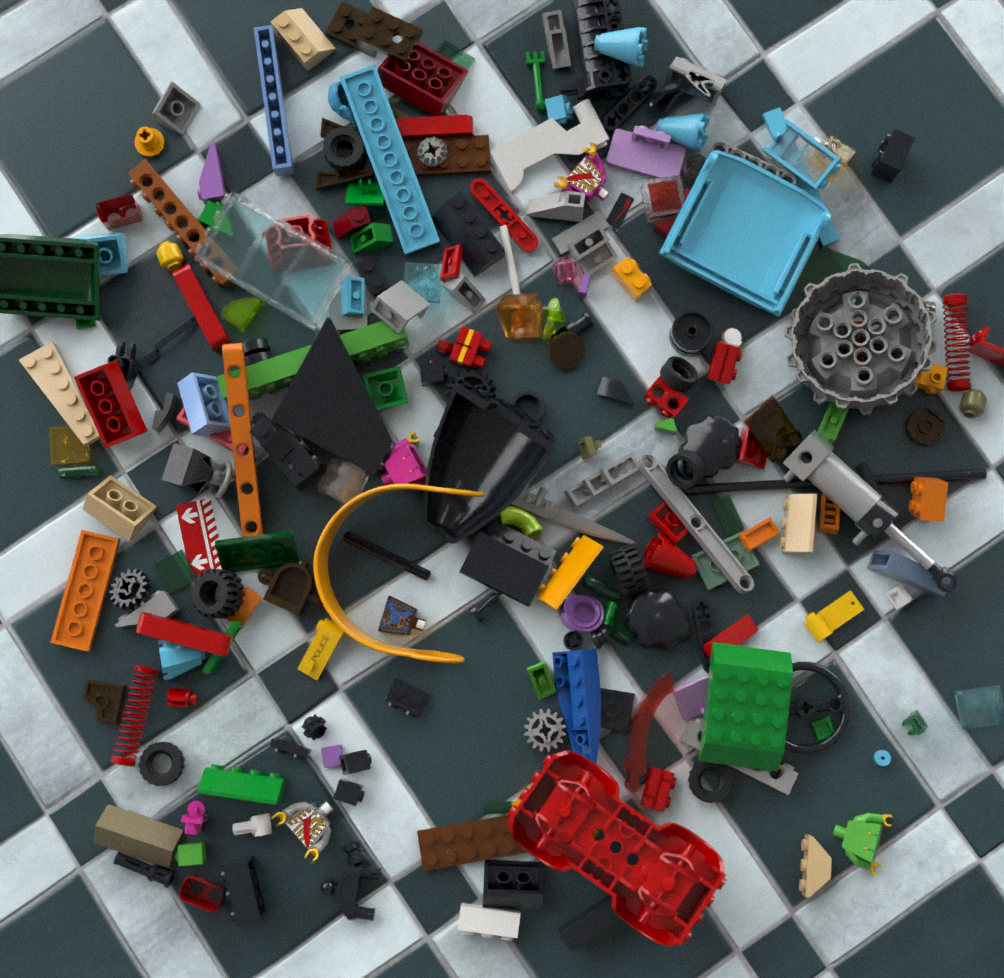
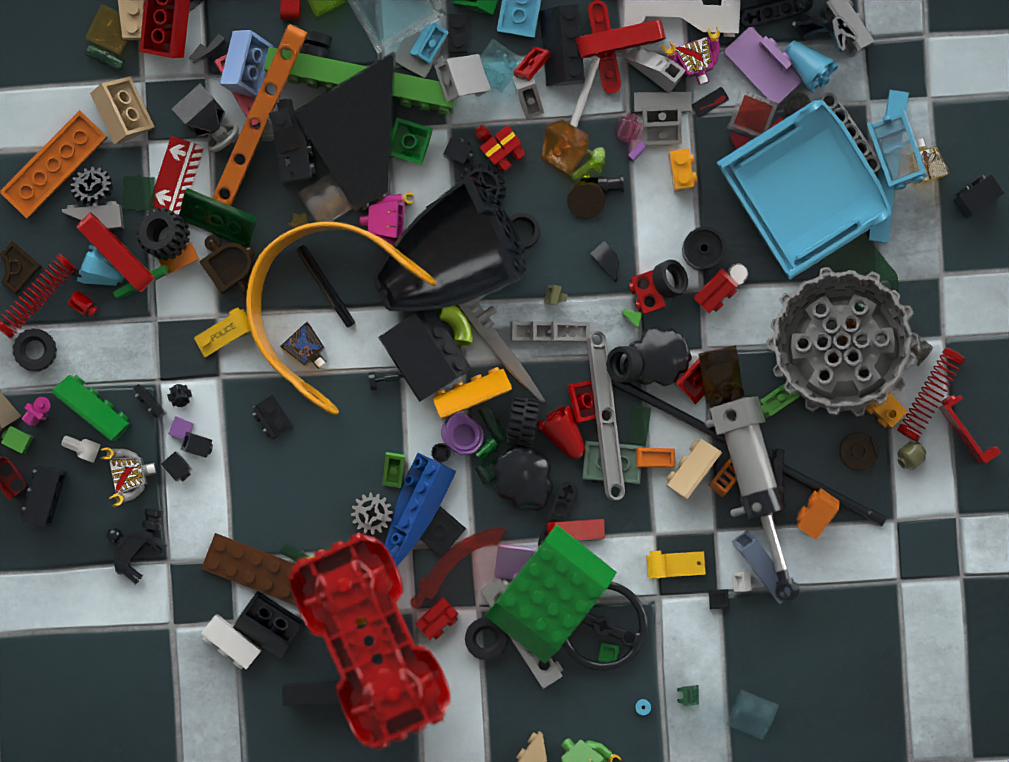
camera: 30 degrees right, 5 degrees up
(329, 512) = (299, 220): none -> clear yellow piece
(514, 199) = (620, 38): none -> red beam
(600, 637) = (465, 464): black wheel -> none
(887, 624) = (718, 599): none -> black tile

